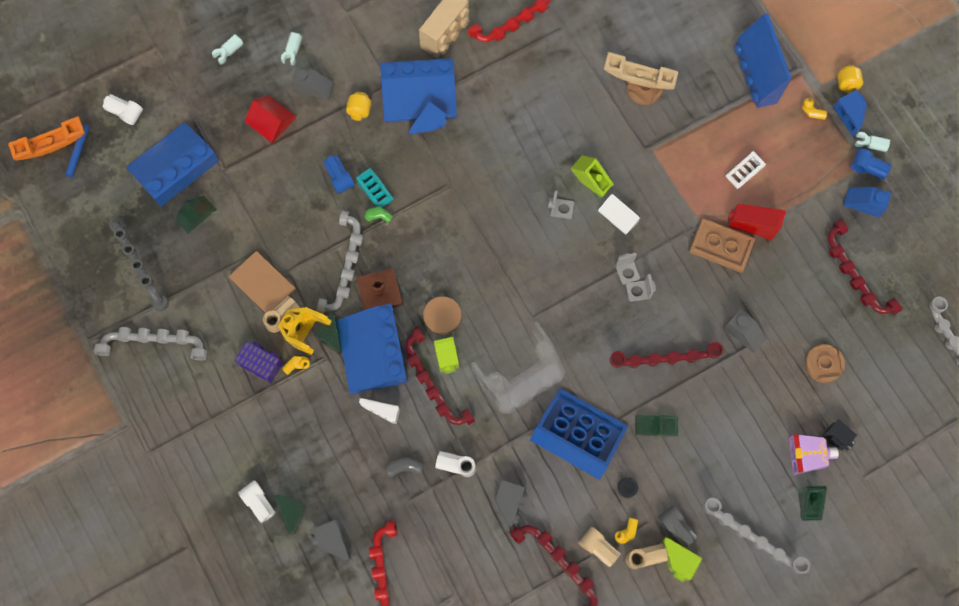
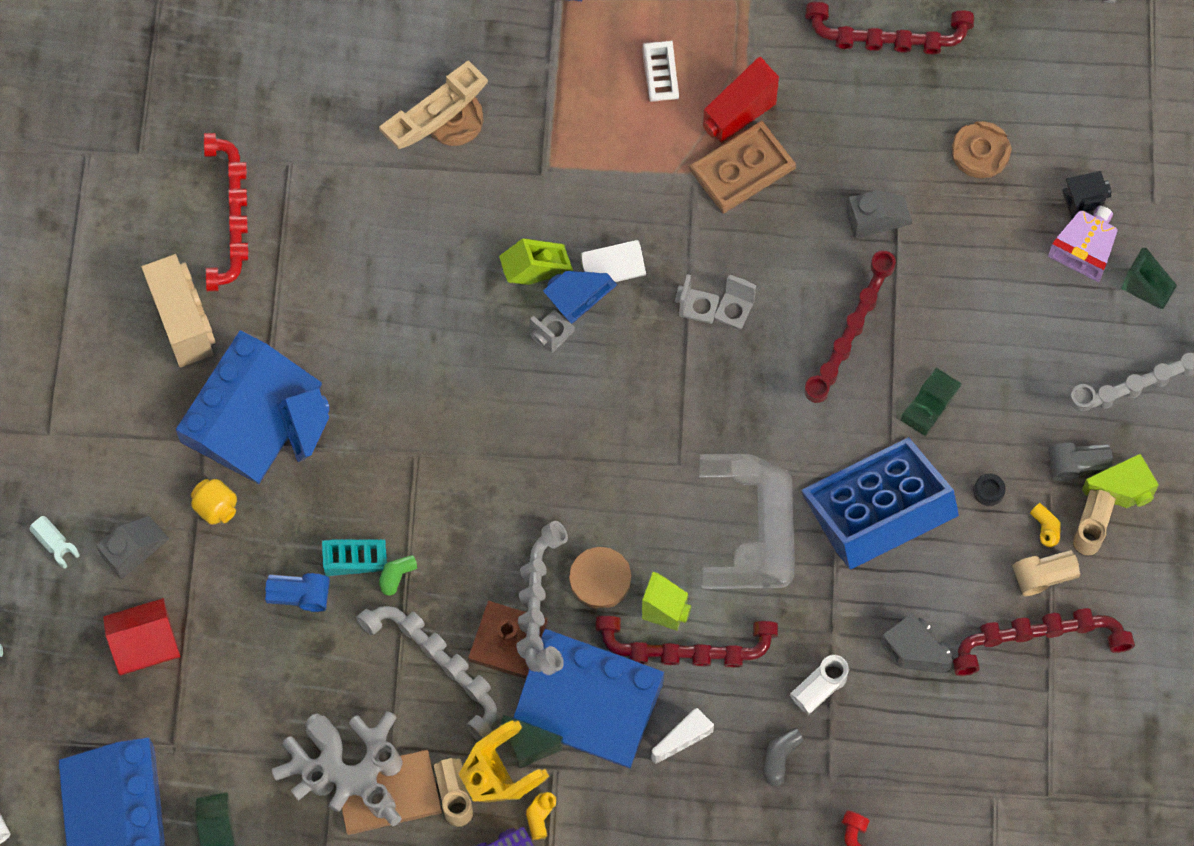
camera: 55 degrees left, 5 degrees down
(251, 248) = (329, 768): none -> light grey plant
(369, 314) = (532, 646): none -> light grey bar
(588, 206) = (578, 291): none -> blue slope

